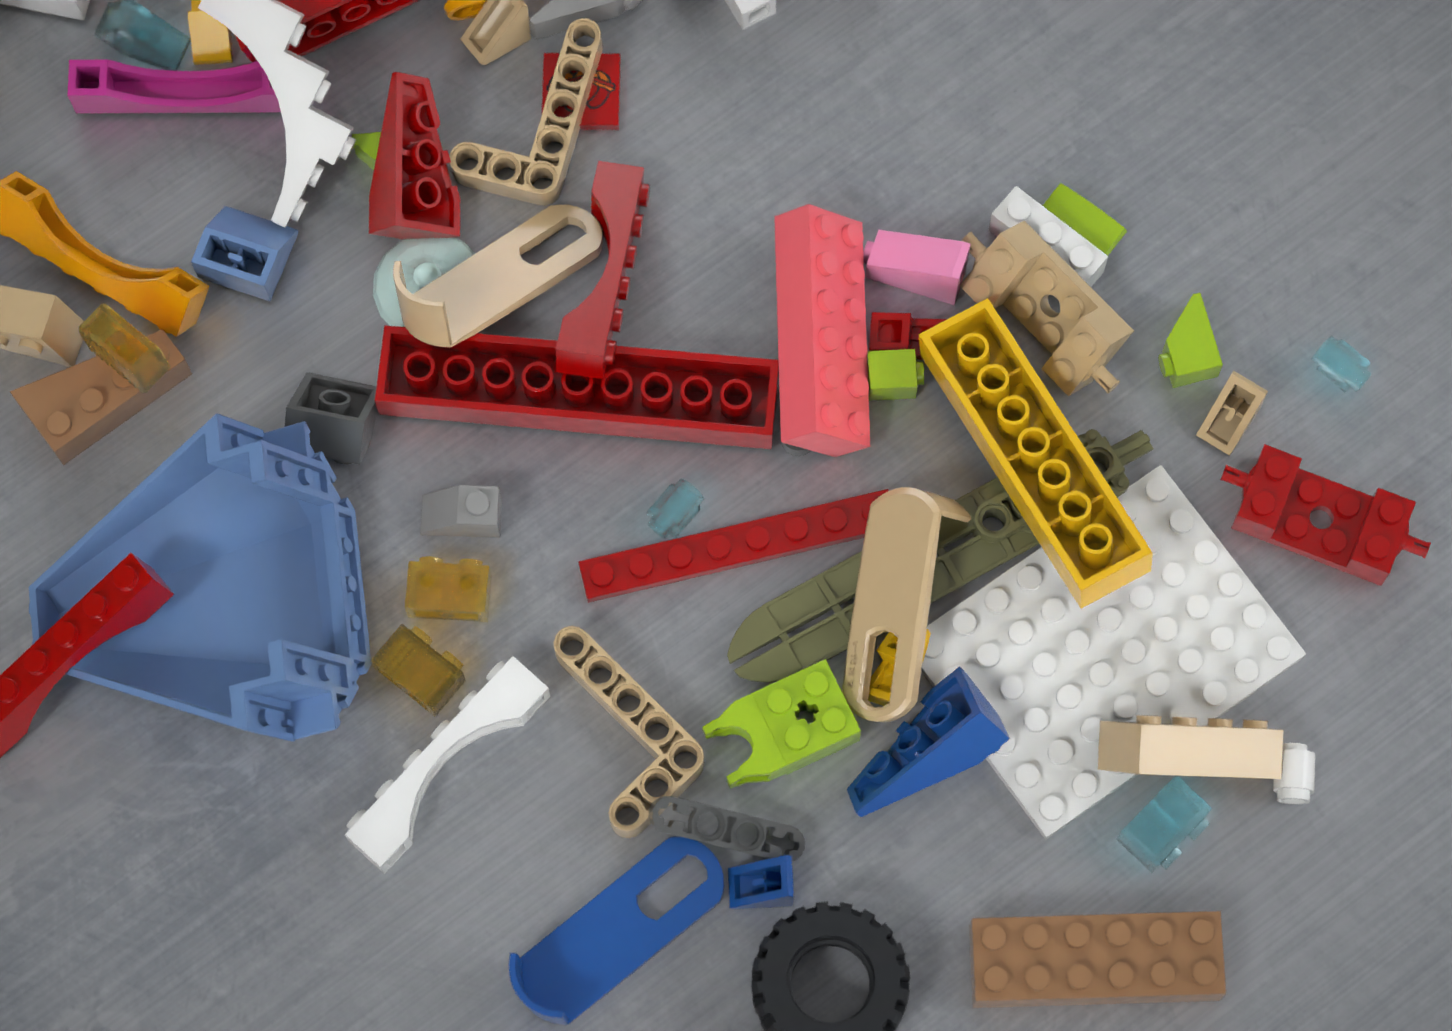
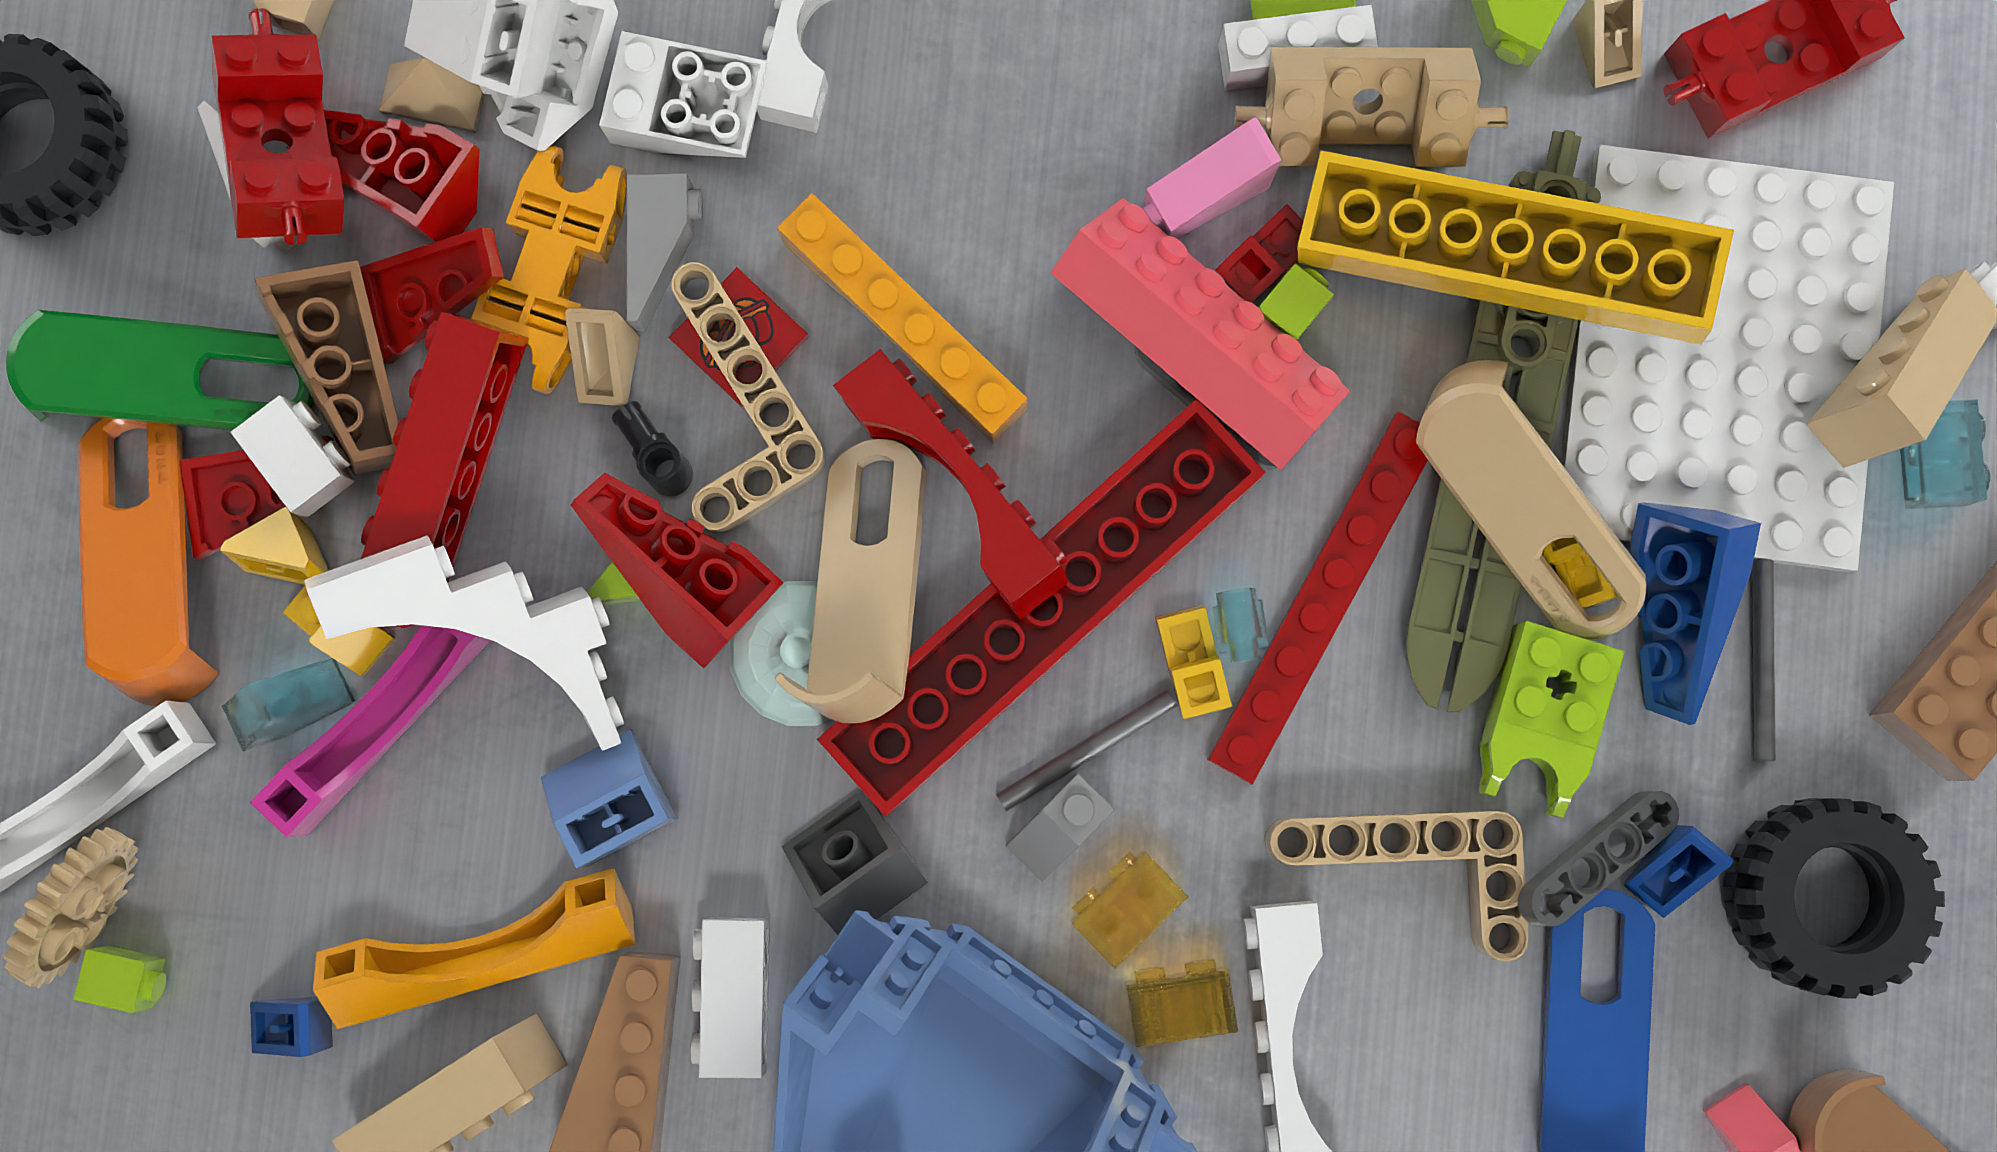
camera: 45 degrees left, 10 degrees up
(124, 348) = (612, 1021): clear yellow brick -> none
(215, 391) = (731, 997): none -> white brick
(469, 101) = (651, 450): none -> black pin
(522, 491) = (1086, 750): none -> flat silver bar
(627, 506) = (1193, 661): none -> yellow slope
(675, 168) = (904, 317): none -> light orange arch
(941, 832) = (1764, 660): none -> flat silver bar

